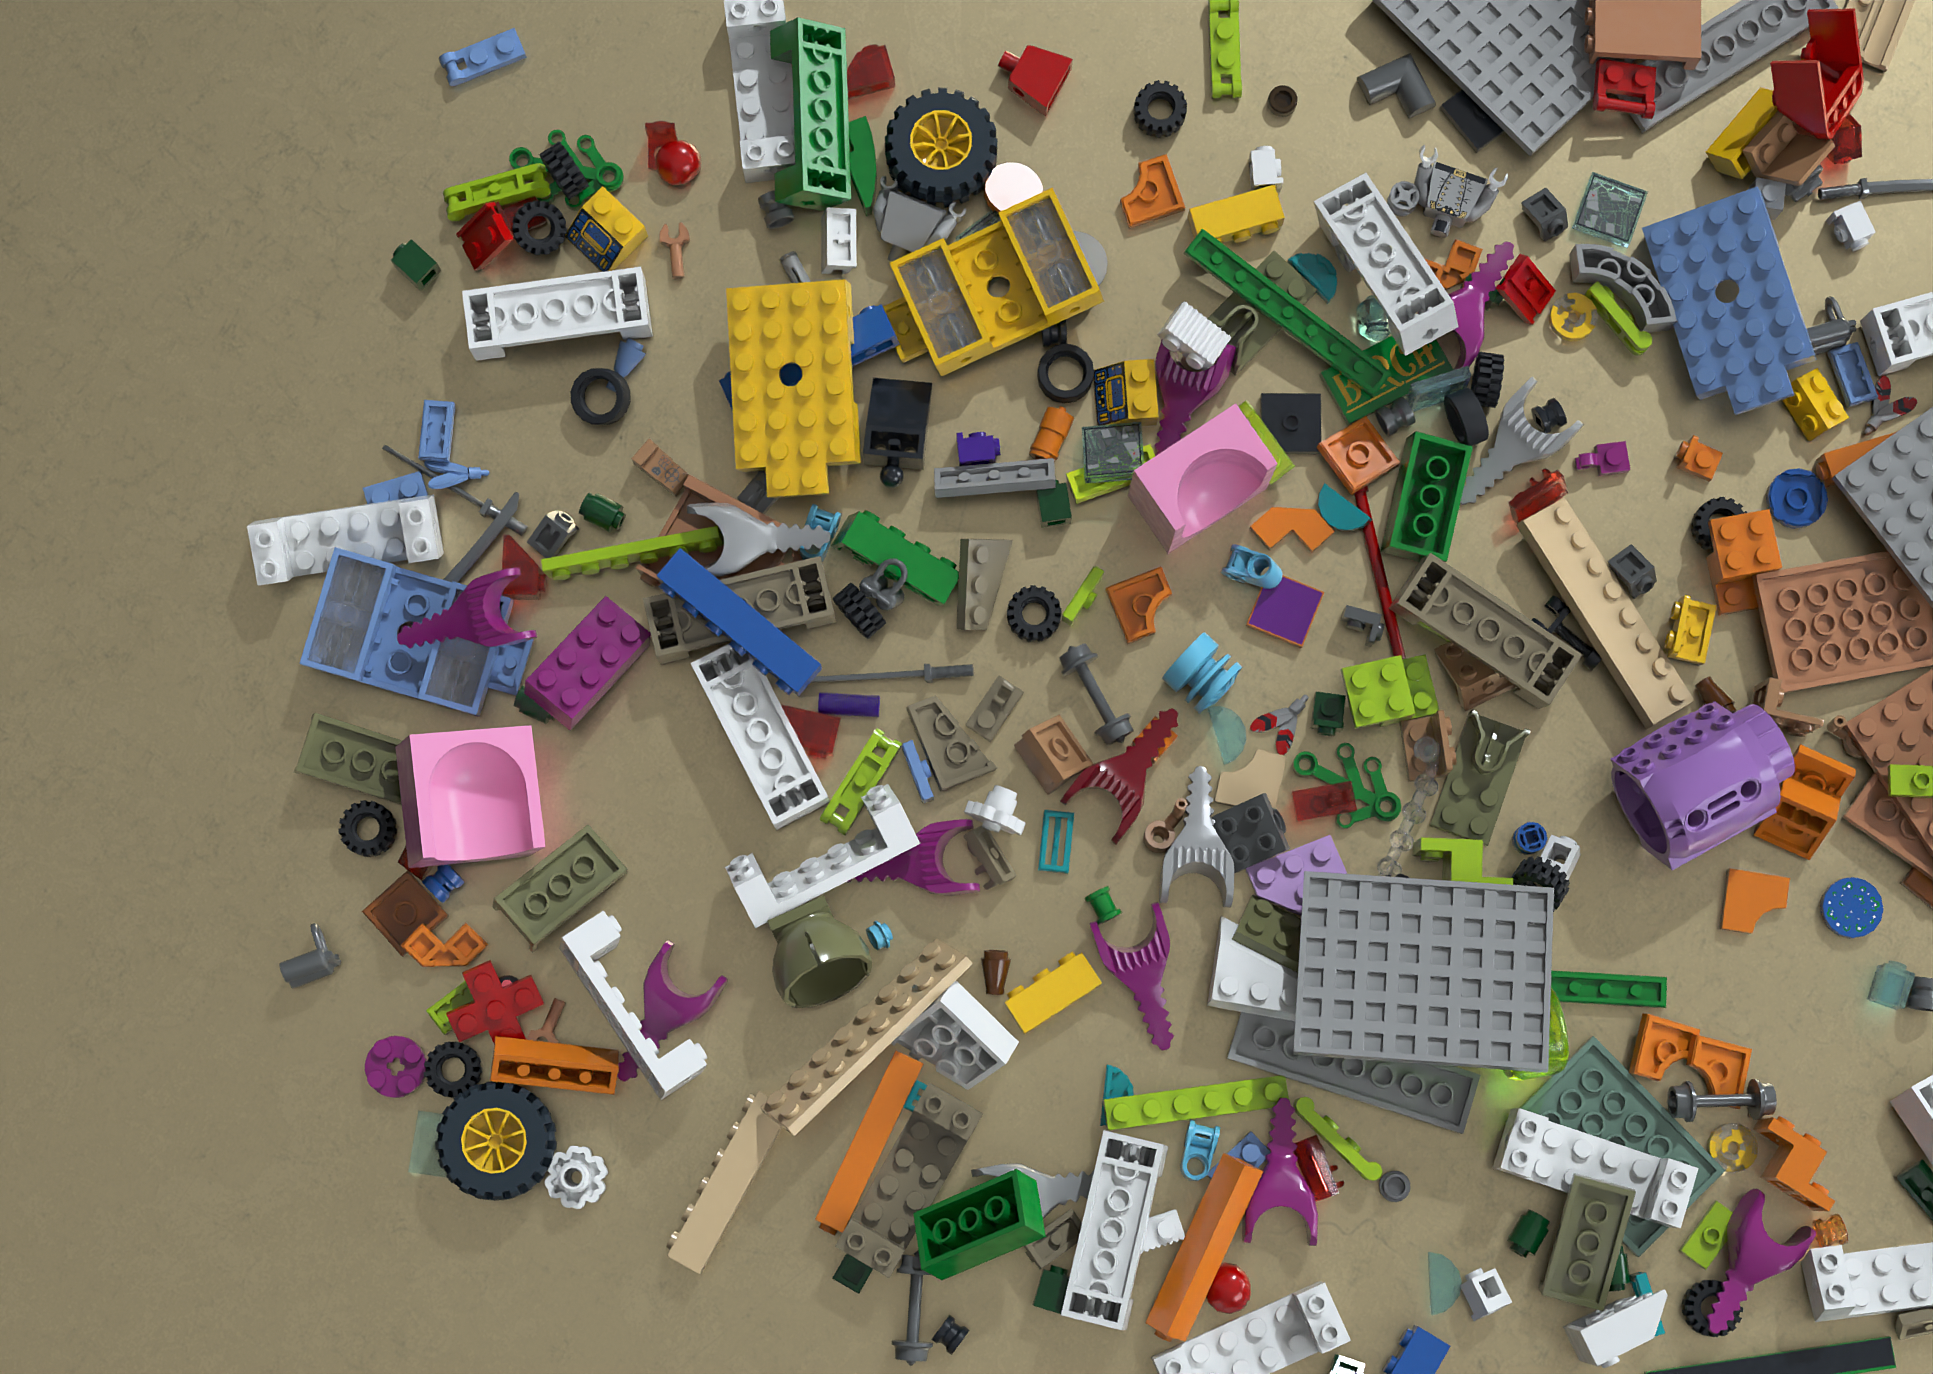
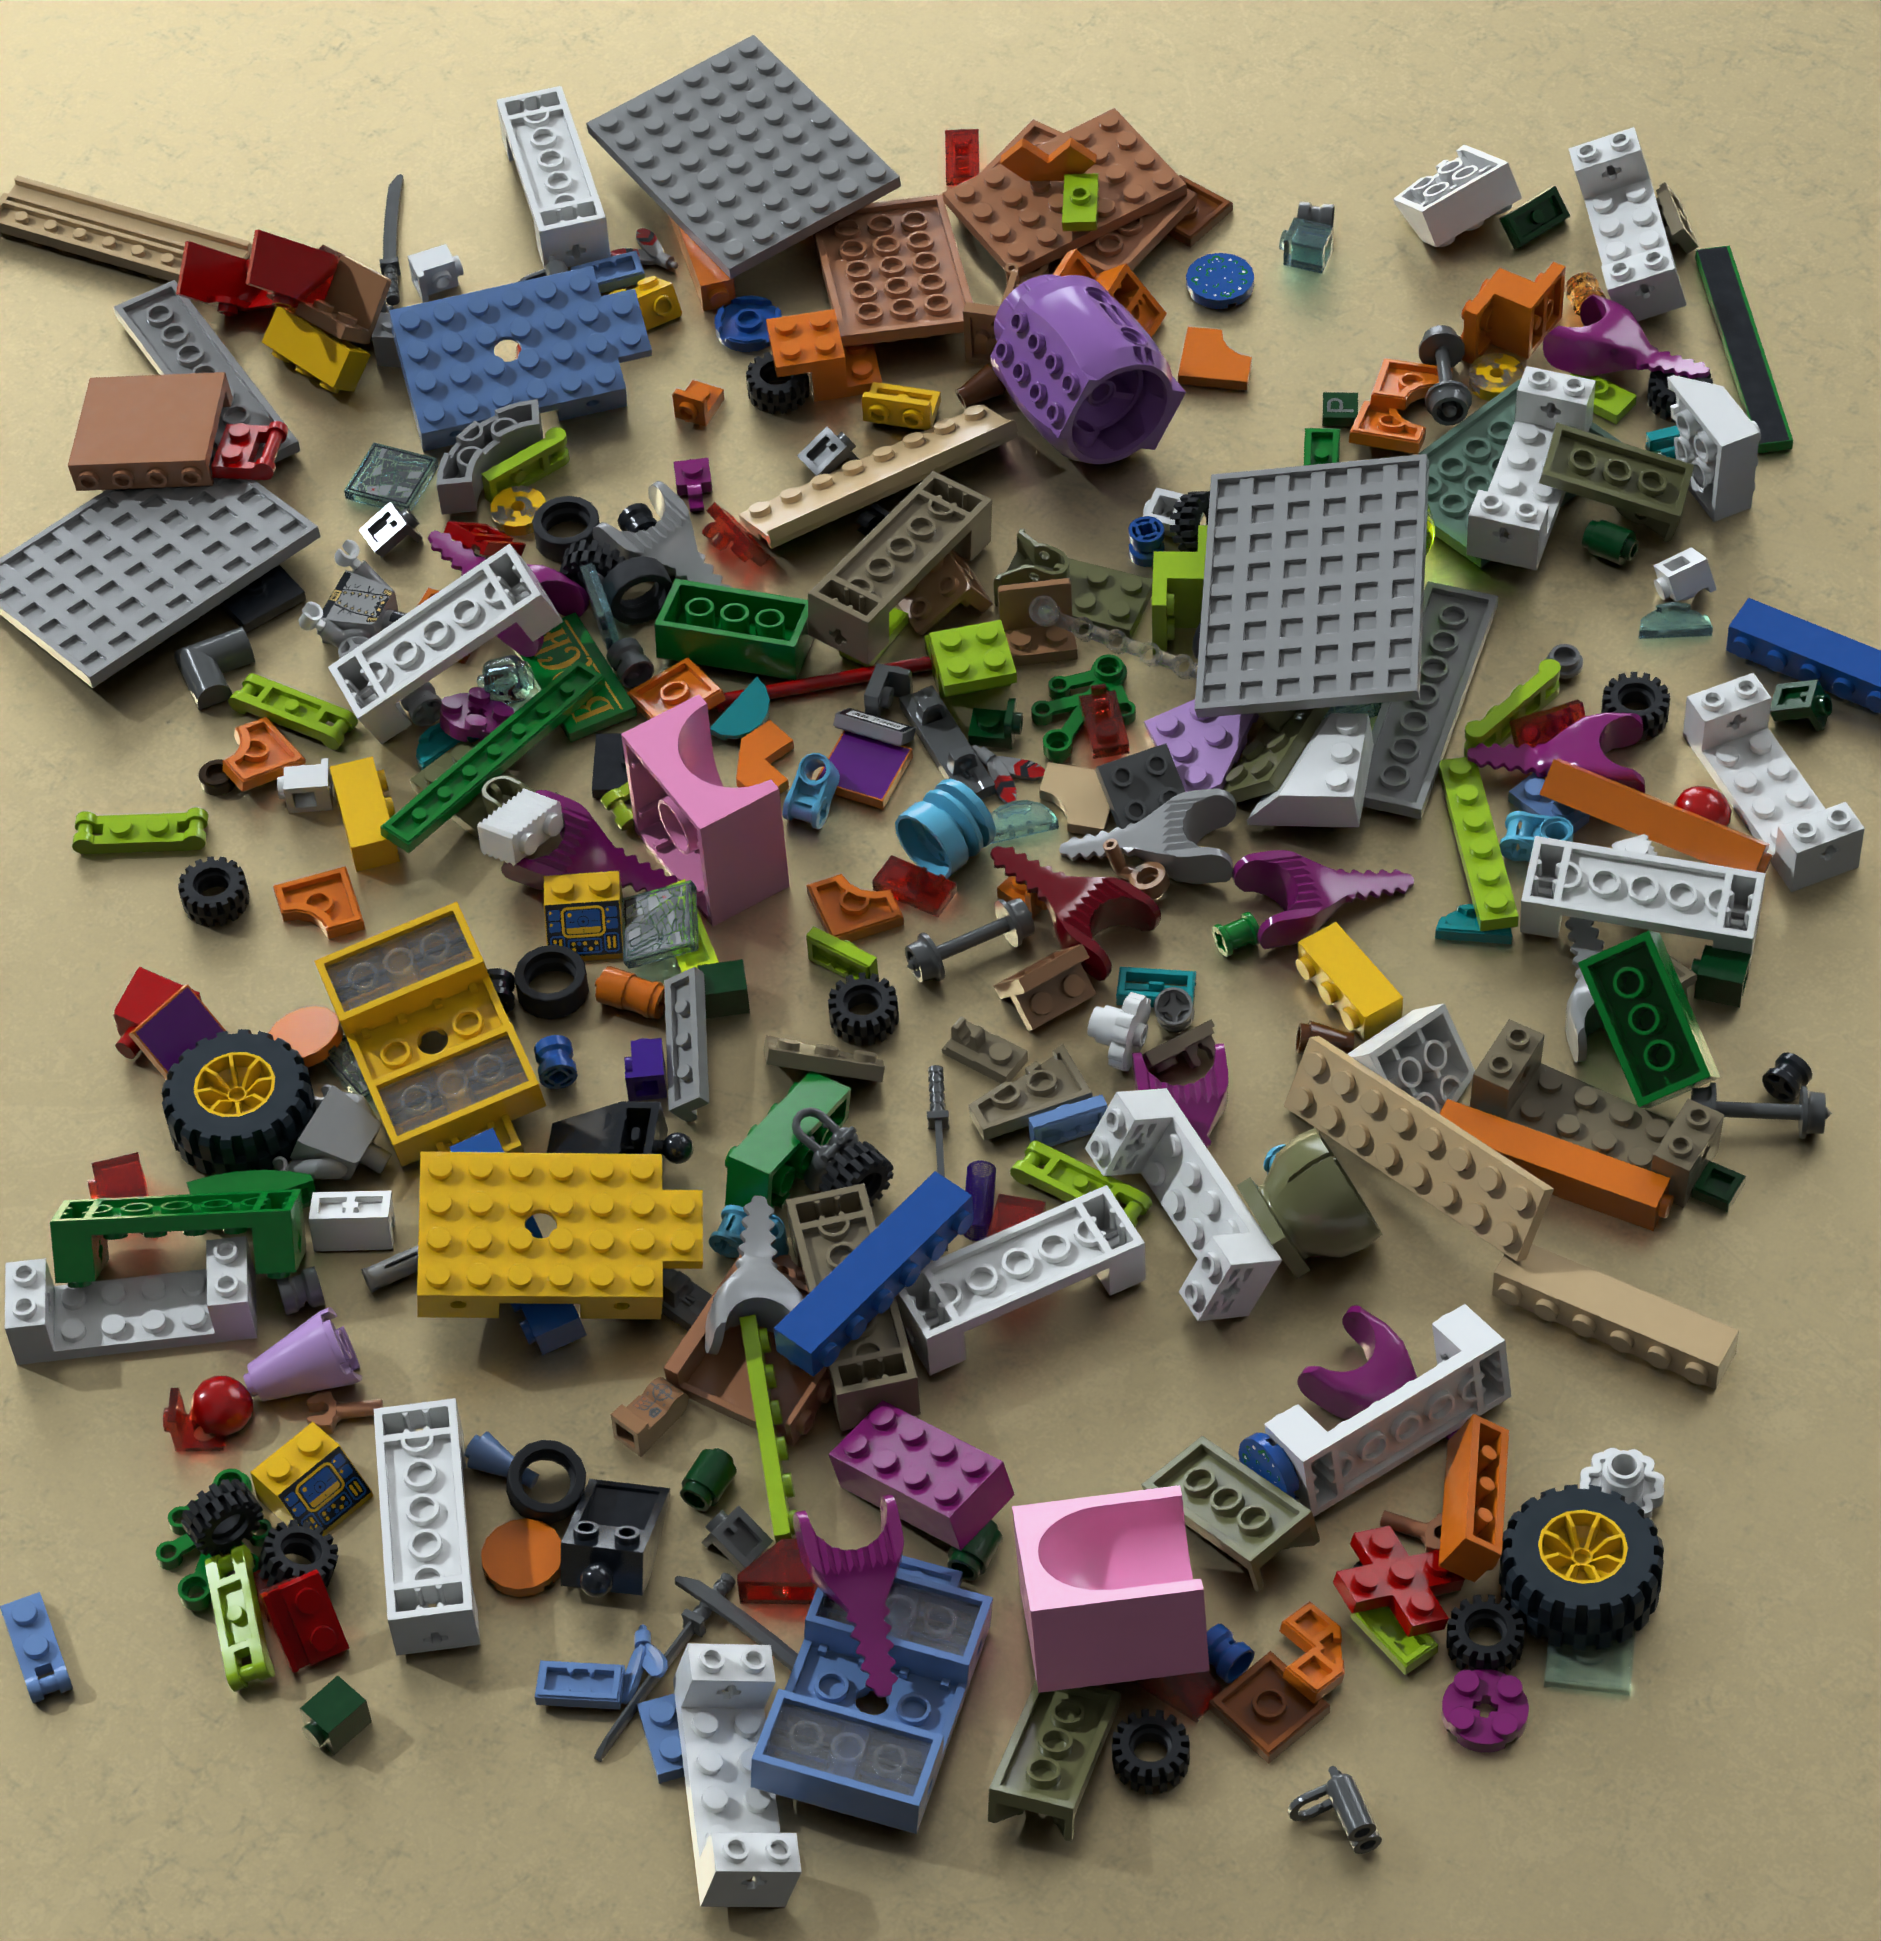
camera: 85 degrees left, 30 degrees down
(545, 385) = (522, 1557): none -> orange tile
(562, 445) = (613, 1538): none -> black slope
(585, 915) = (1269, 1462): none -> blue tile
(708, 220) = (305, 1361): none -> lavender cone
(984, 381) = (555, 1062): none -> blue wheel
(1007, 98) = (175, 1028): none -> dark purple tile
(1017, 850) = (1173, 1002): none -> light grey wheel
(1162, 651) = (915, 886): none -> clear red plate
(1300, 133) = (260, 755): none -> orange tile
(1307, 675) = (946, 741): none -> dark grey hinge
(1319, 294) = (472, 714): none -> magenta plate
(1325, 615) = (874, 727): none -> light grey tile
(1350, 148) = (293, 710): none -> lime plate
(1361, 1237) = (1640, 691): none -> black tyre
(1558, 337) = (563, 510): none -> black tyre
(1692, 1008) = (1339, 408): none -> dark green tile

